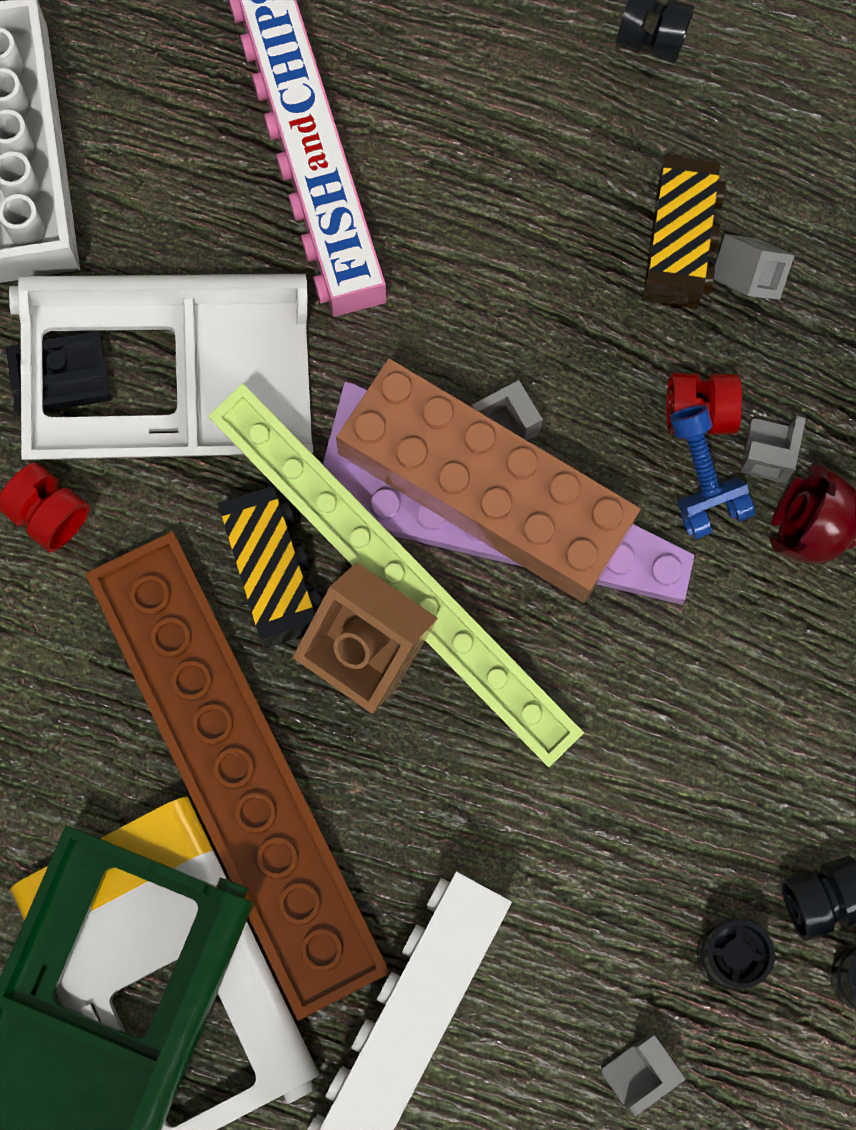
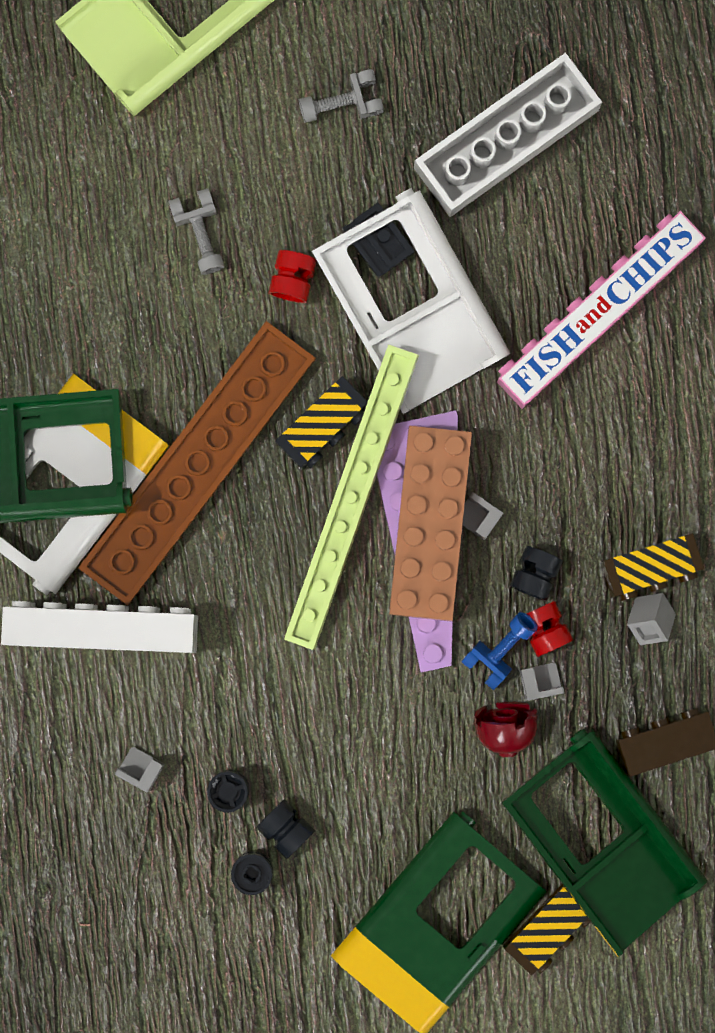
camera: 65 degrees right, 10 degrees up
(364, 637) = (304, 499): medium nougat brick -> none
(630, 394) = (536, 573): none -> black wheel

